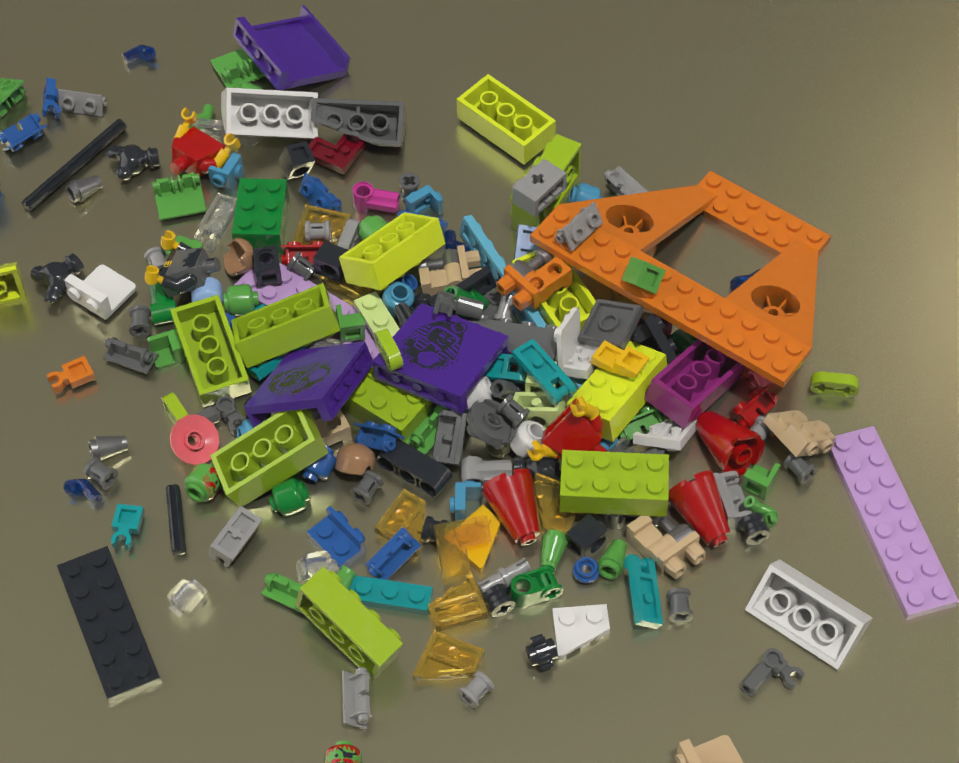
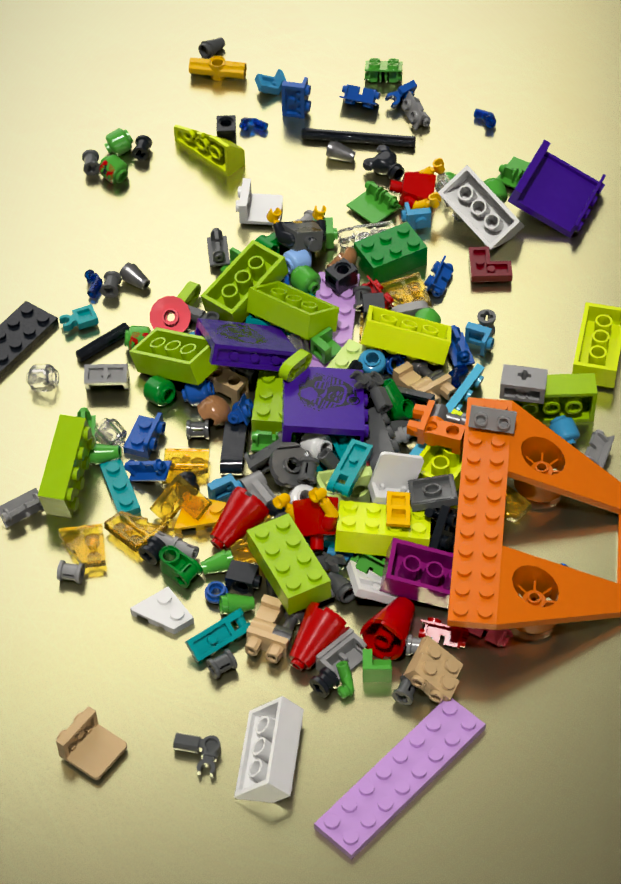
camera: 60 degrees right, 5 degrees down
(54, 274) = (258, 178): black animal -> none
(74, 373) = (180, 230): orange plate -> none
(140, 321) = (245, 239): dark grey bush -> none
(296, 160) = (454, 245): black brick -> none
(318, 231) = (397, 288): light grey bush -> none
(367, 198) = (458, 307): dark pink piece -> none
(368, 120) = (523, 265): dark grey wedge -> none
(541, 652) = (124, 595): black gear -> none
(643, 274) = (474, 478): bright green panel -> none
(834, 384) = (507, 678): lime beam -> none

